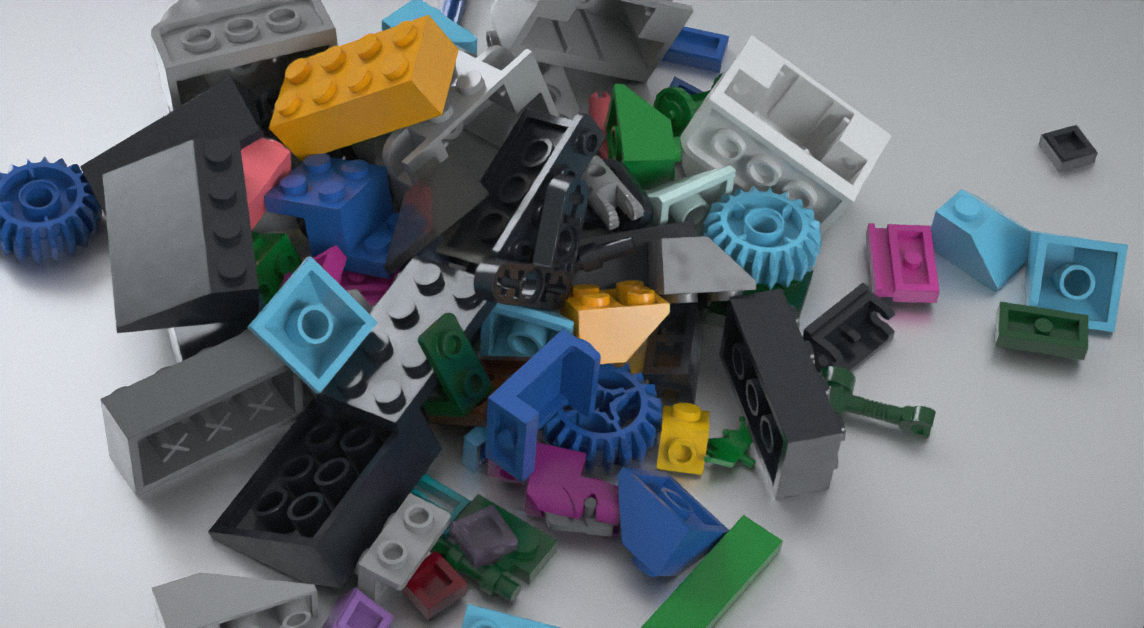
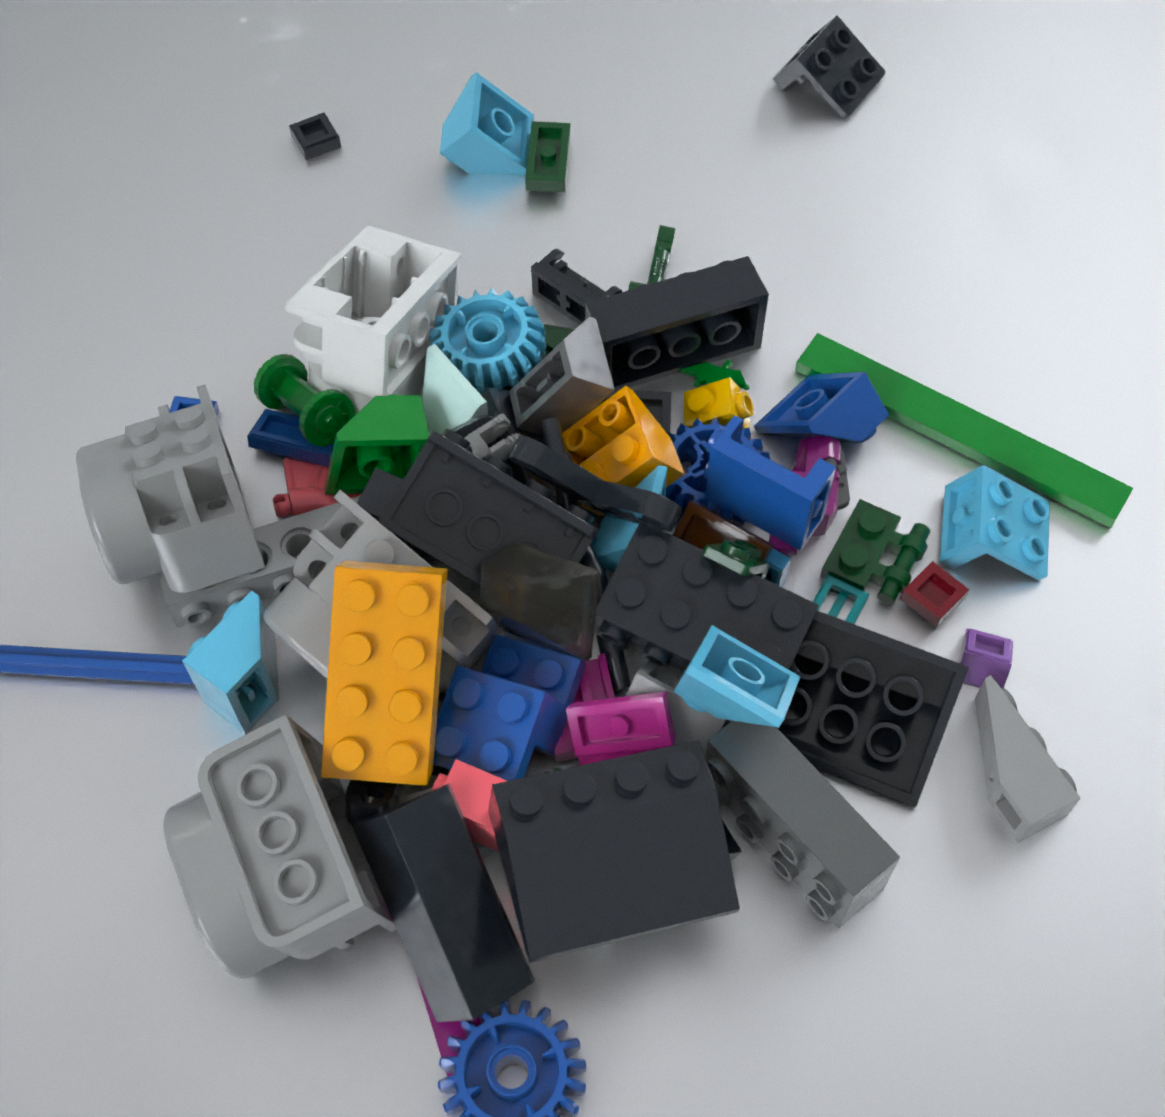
camera: 90 degrees left, 10 degrees up
(400, 547) = (917, 612): light grey bracket -> none
(483, 536) = (884, 548): clear purple tile -> none
(902, 263) = (486, 249): dark pink plate -> none
(980, 239) = (439, 198): medium azure slope -> none

